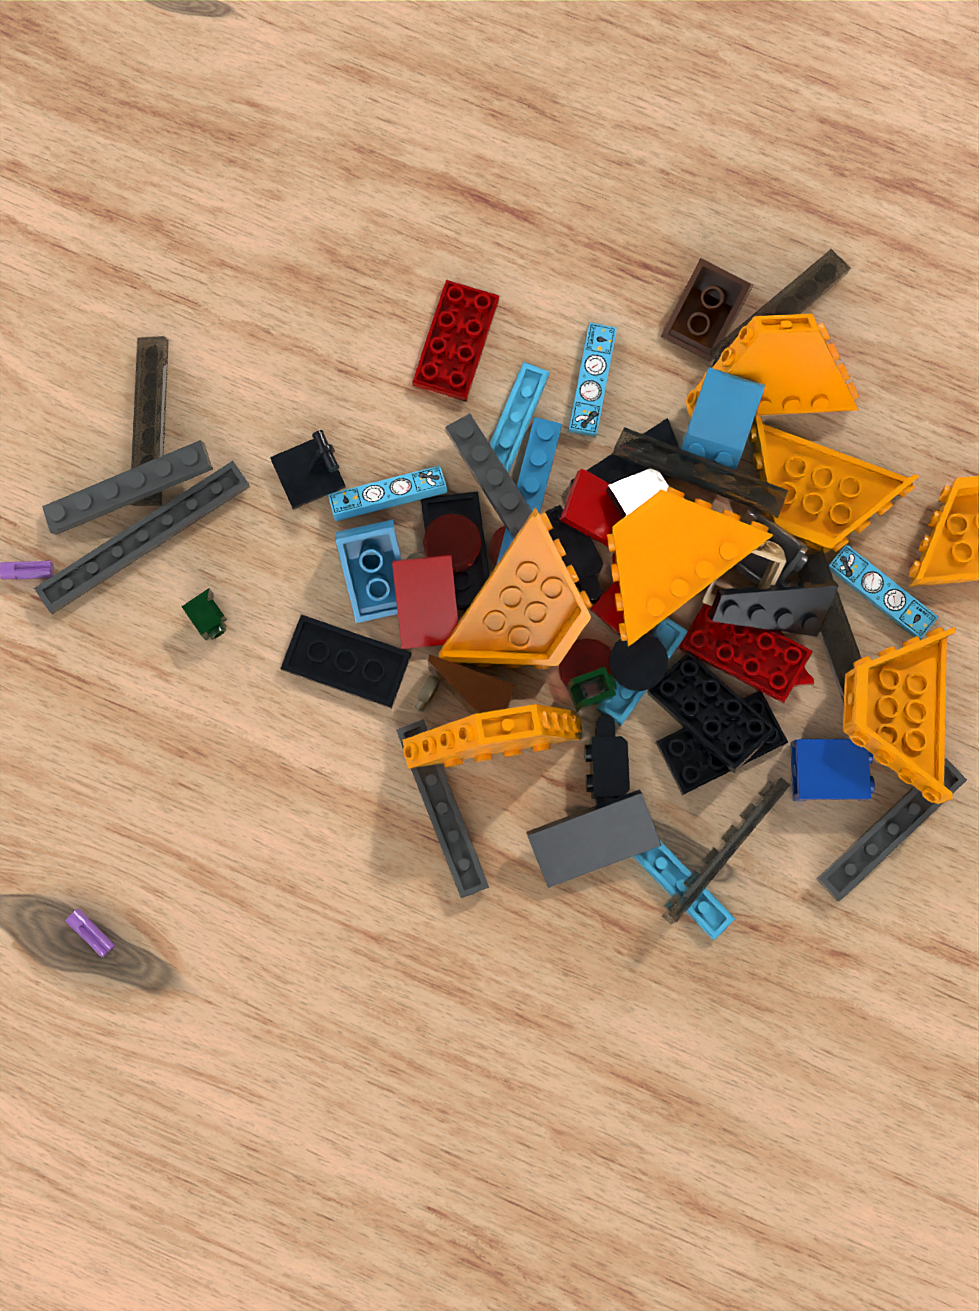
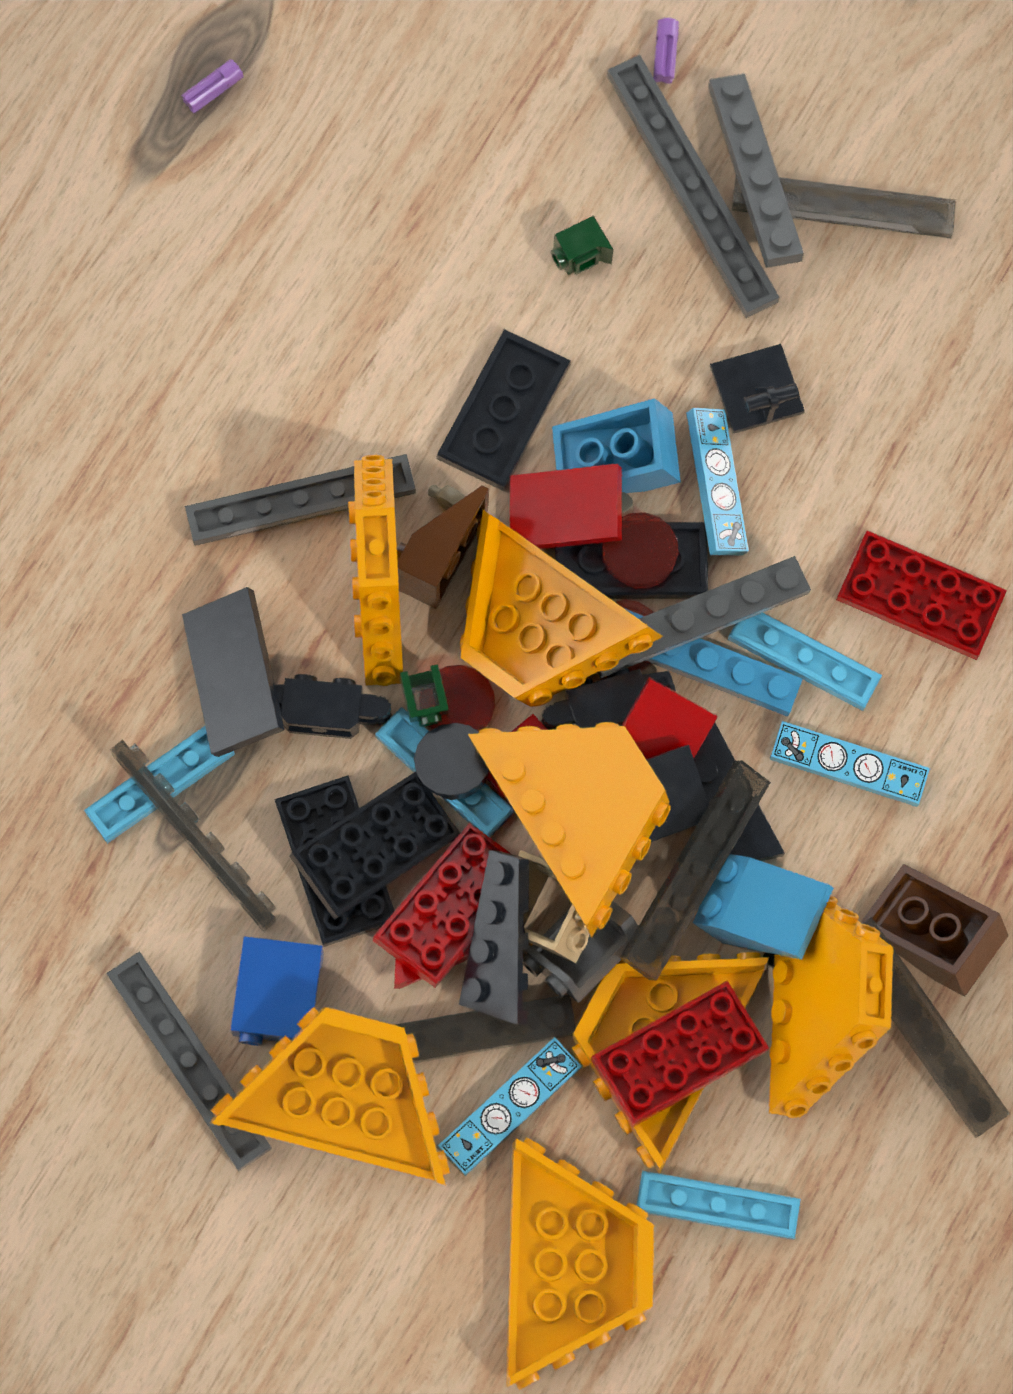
camera: 100 degrees right, 5 degrees down
(834, 471) = (679, 1054): none -> red tile
(925, 440) = (718, 1205): none -> medium azure tile

